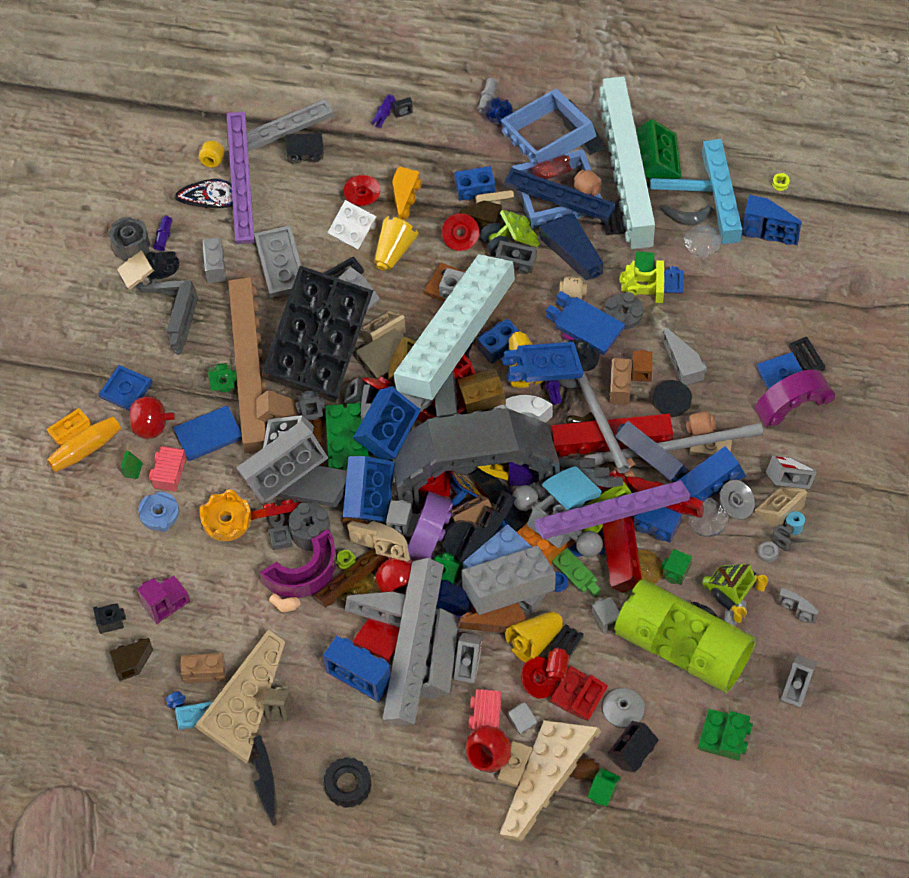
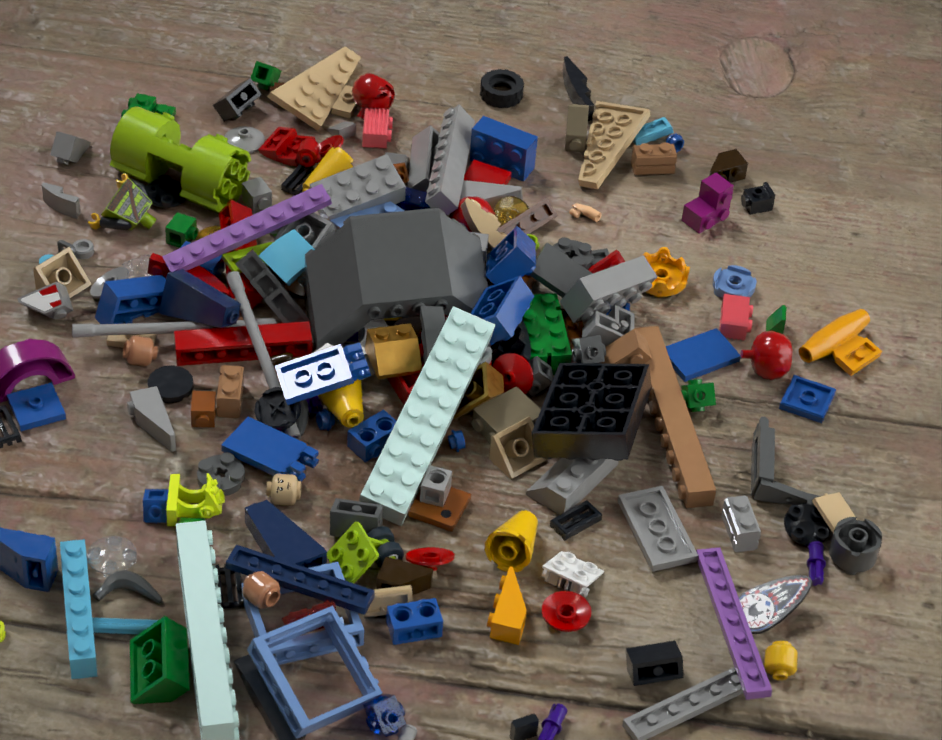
camera: 170 degrees right, 15 degrees down
(308, 578) = (573, 216): magenta brick -> none

